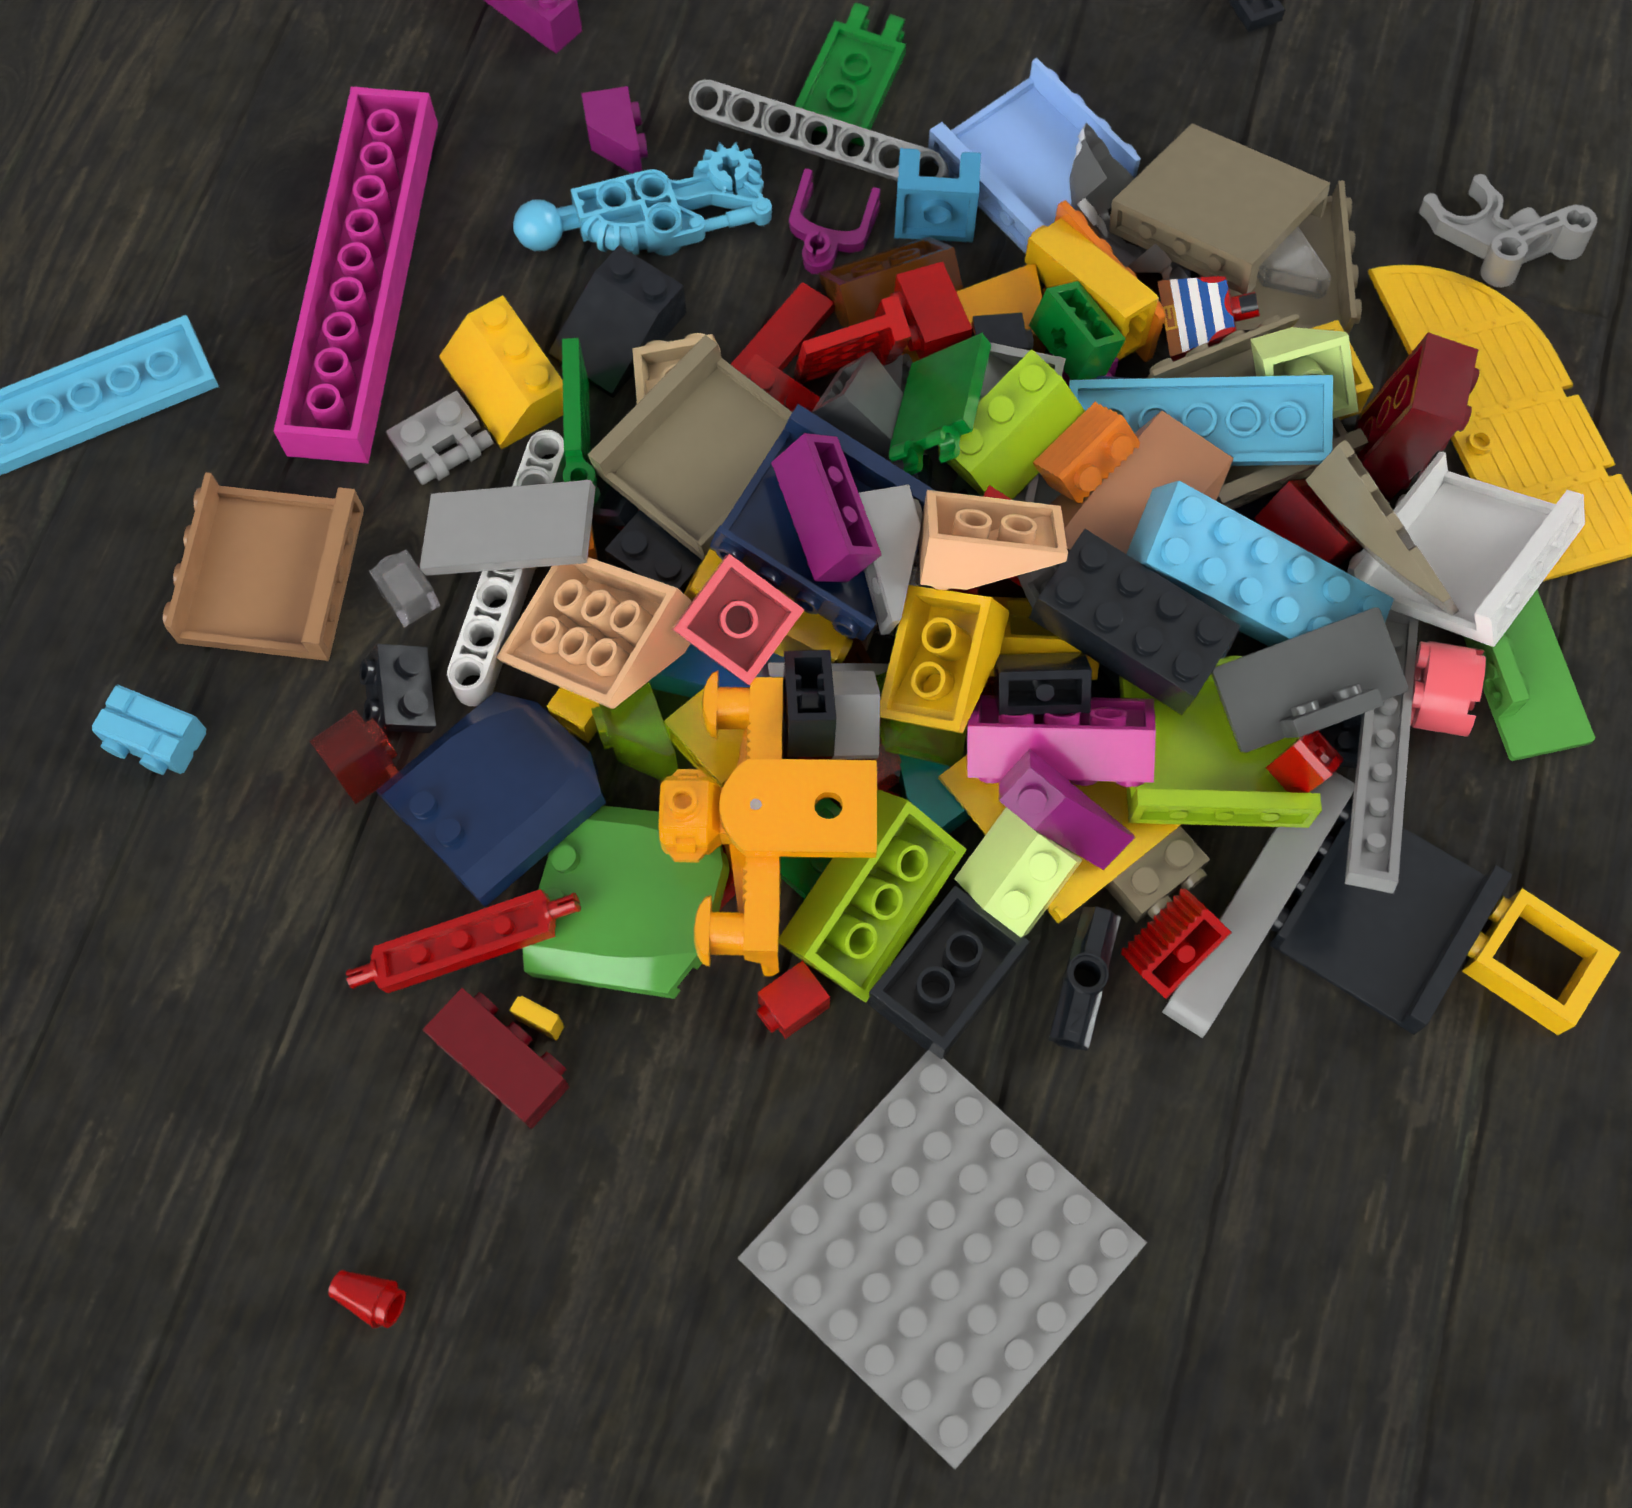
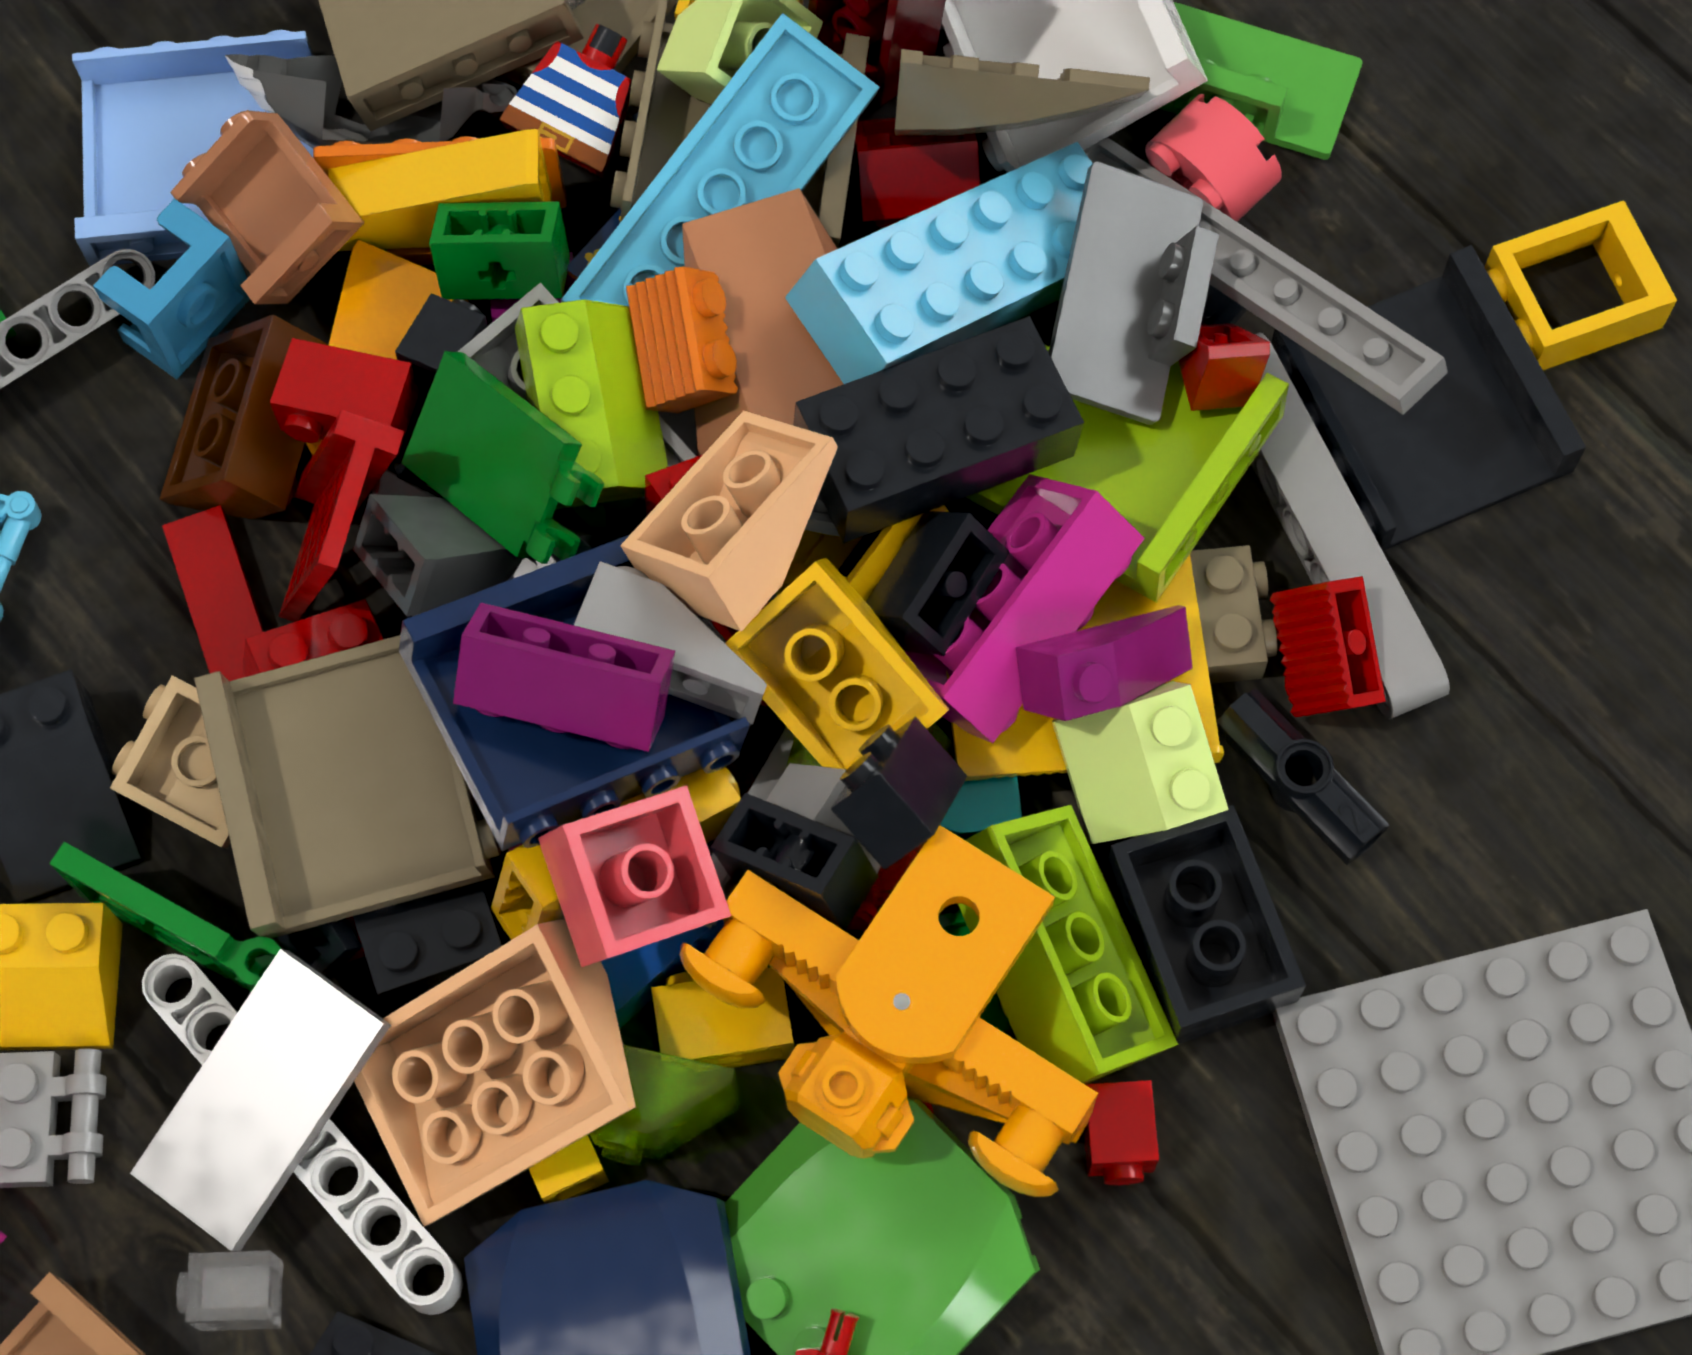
camera: 55 degrees left, 0 degrees up
(826, 240) = (118, 462): magenta piece -> none
(885, 730) = (898, 791): none -> black brick
(1015, 202) = (270, 202): none -> nougat panel

